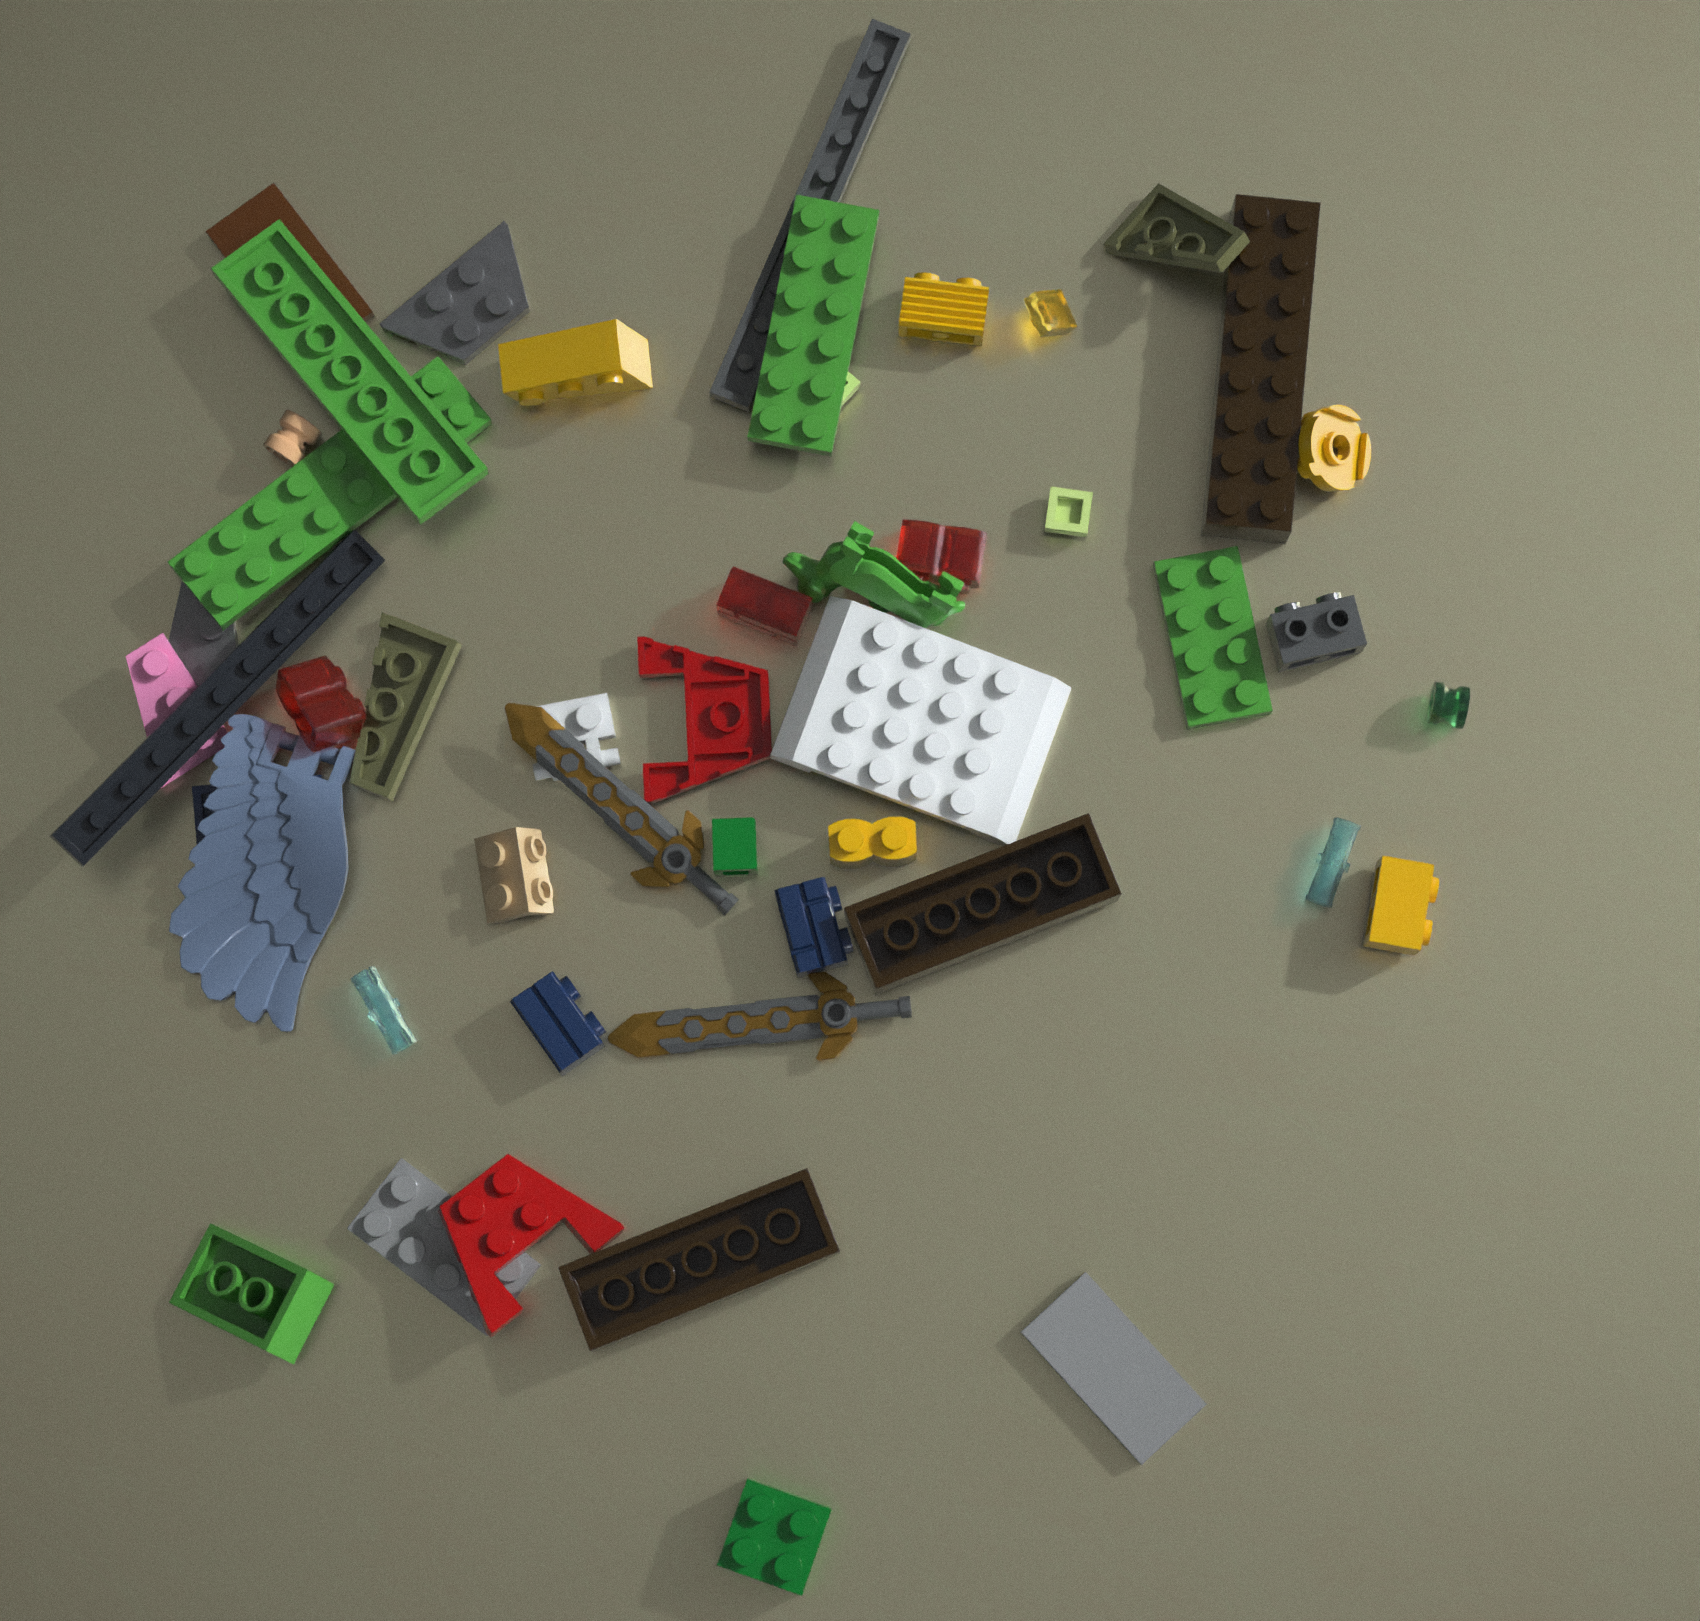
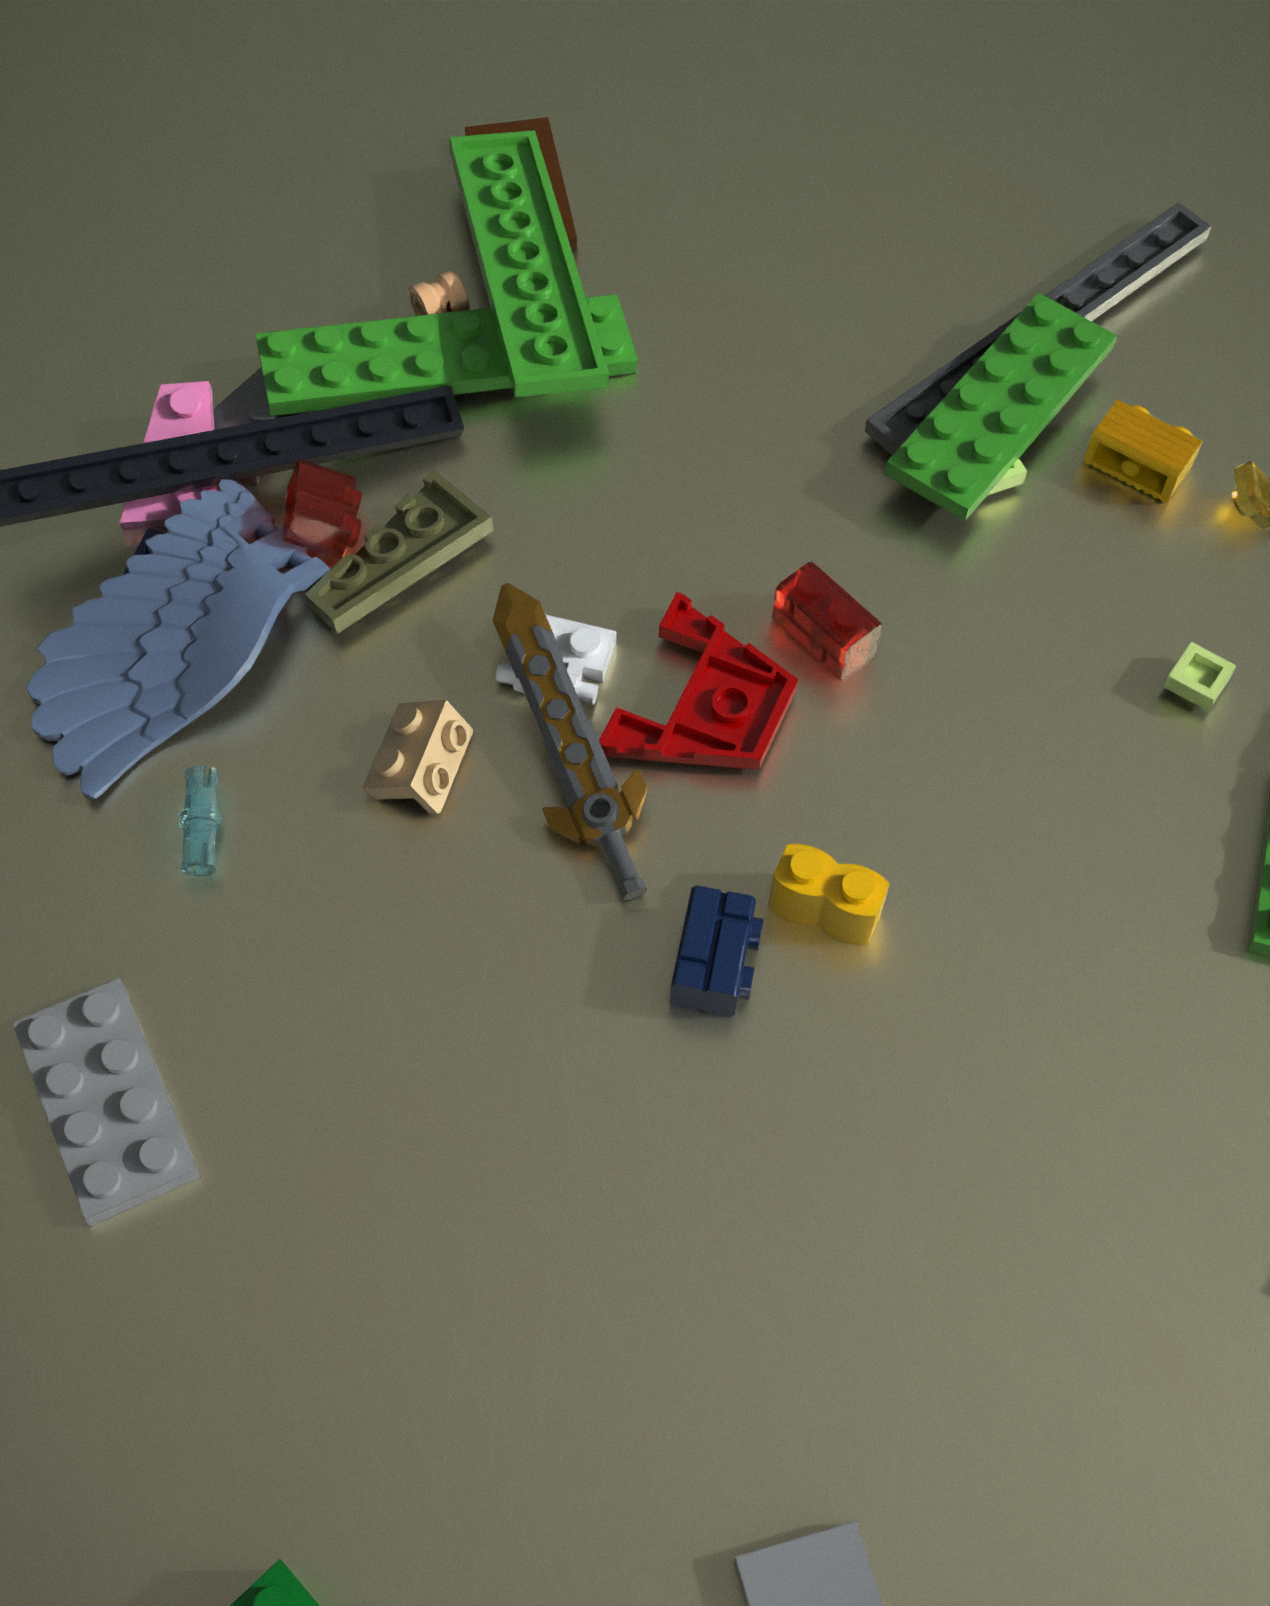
camera: 25 degrees right, 20 degrees down
(466, 302) = (668, 270): flat silver wing -> none
(505, 1216) = (188, 1093): red wing -> none
(558, 1022) = (376, 918): dark blue brick -> none
(575, 363) = (748, 343): yellow wedge -> none
(699, 1260) = (378, 1253): dark brown brick -> none
(734, 847) = (668, 831): green panel -> none
(758, 1022) = (685, 1056): sword -> none
(876, 577) = (964, 637): bright green animal -> none
(921, 720) = (948, 800): white slope -> none
(935, 548) = (1040, 655): clear red brick -> none
(982, 903) = (928, 1012): dark brown brick -> none

